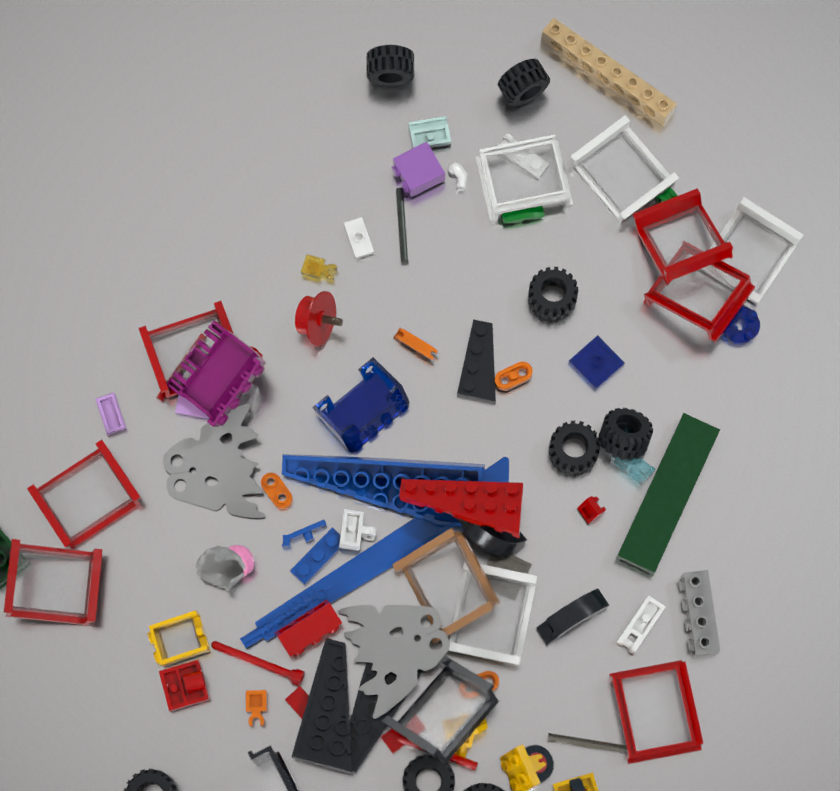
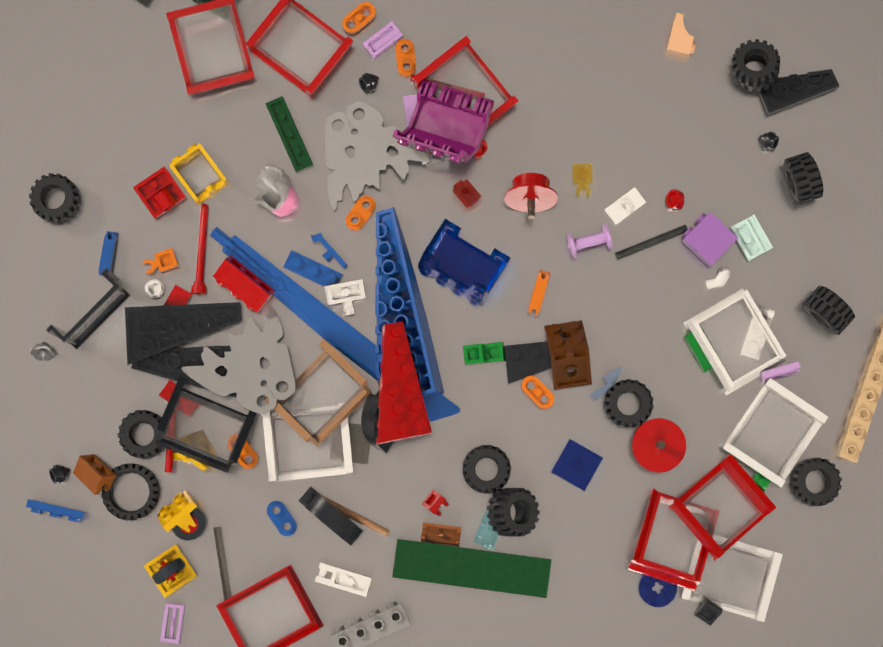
camera: 70 degrees right, 10 degrees up
(80, 430) = (358, 18): none -> orange plate
(135, 400) = (405, 57): none -> orange plate
(148, 441) = (368, 82): none -> black plate
(171, 536) = (289, 134): none -> dark green tile
(217, 136) = (680, 42): none -> light nougat arch
(227, 759) = (108, 251): none -> blue piece
(258, 65) = (755, 52): none -> black tyre
(281, 723) = (154, 288): none -> white plate
(294, 381) = (466, 194): none -> clear red brick
(301, 56) = (797, 89): none -> black wing
(342, 88) = (769, 140): none -> black plate
(368, 189) = (675, 199): none -> red tile
(383, 264) = (588, 241): none -> lavender hose
(457, 415) = (484, 353): none -> green slope
(486, 333) = (568, 354): none -> reddish brown bracket
(525, 305) = (609, 380): none -> sand blue slope
(559, 667) = (281, 518): none -> blue plate
(567, 147) = (780, 372): none -> lavender tile
(589, 584) = (360, 519): none -> medium nougat piece
(603, 276) = (659, 445): none -> red piece
(625, 513) = (441, 534): none -> dark orange hinge
(685, 133) = (832, 482): none -> black tyre
(778, 284) = (708, 612): none -> black plate

